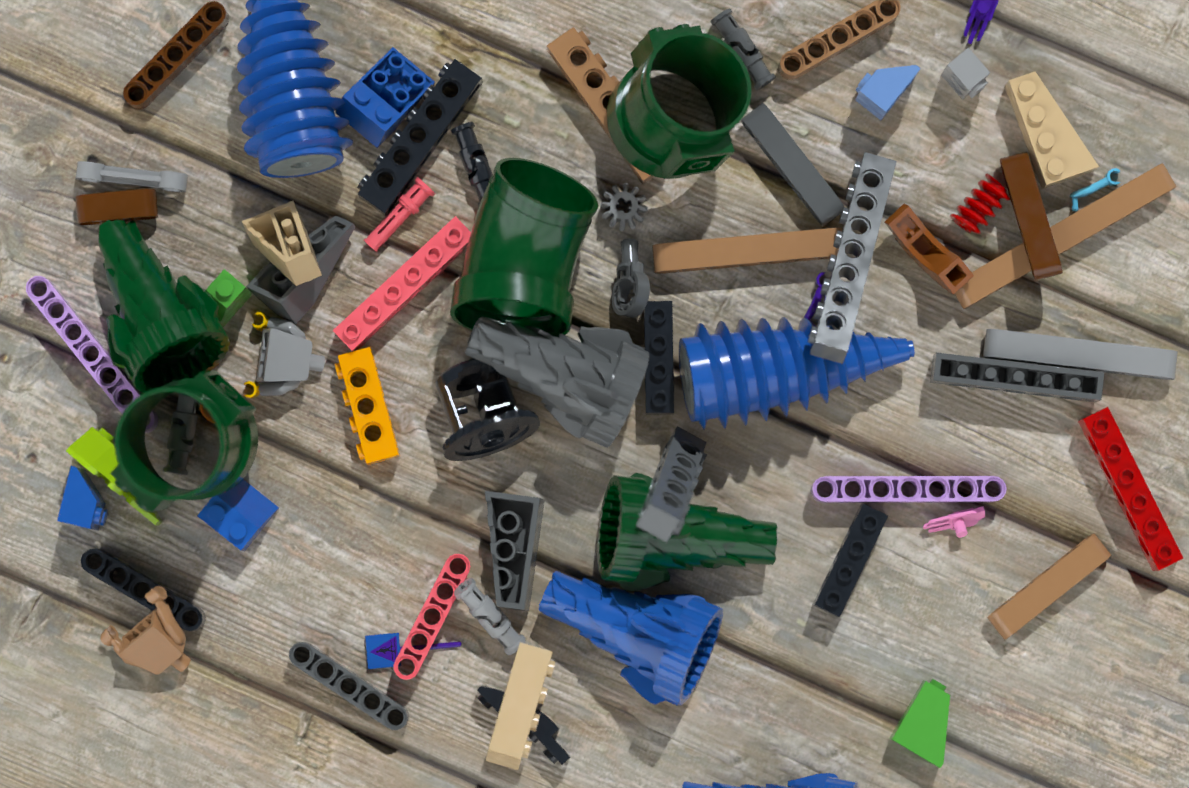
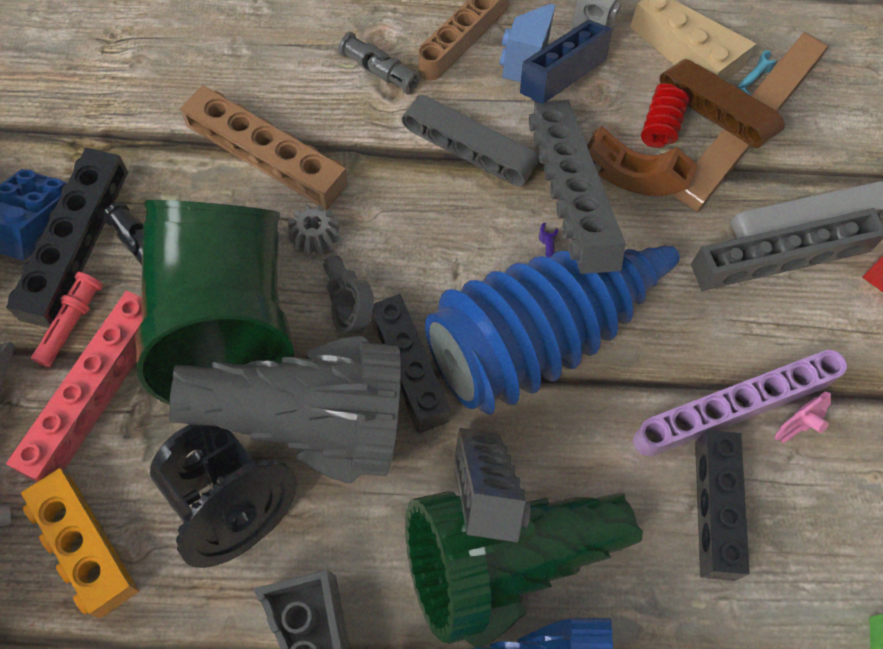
camera: 25 degrees left, 20 degrees down
(653, 139) = (333, 94): dark green cylinder -> none
(744, 250) = (456, 229): medium nougat beam -> none
(911, 121) = (564, 61): none -> dark blue brick

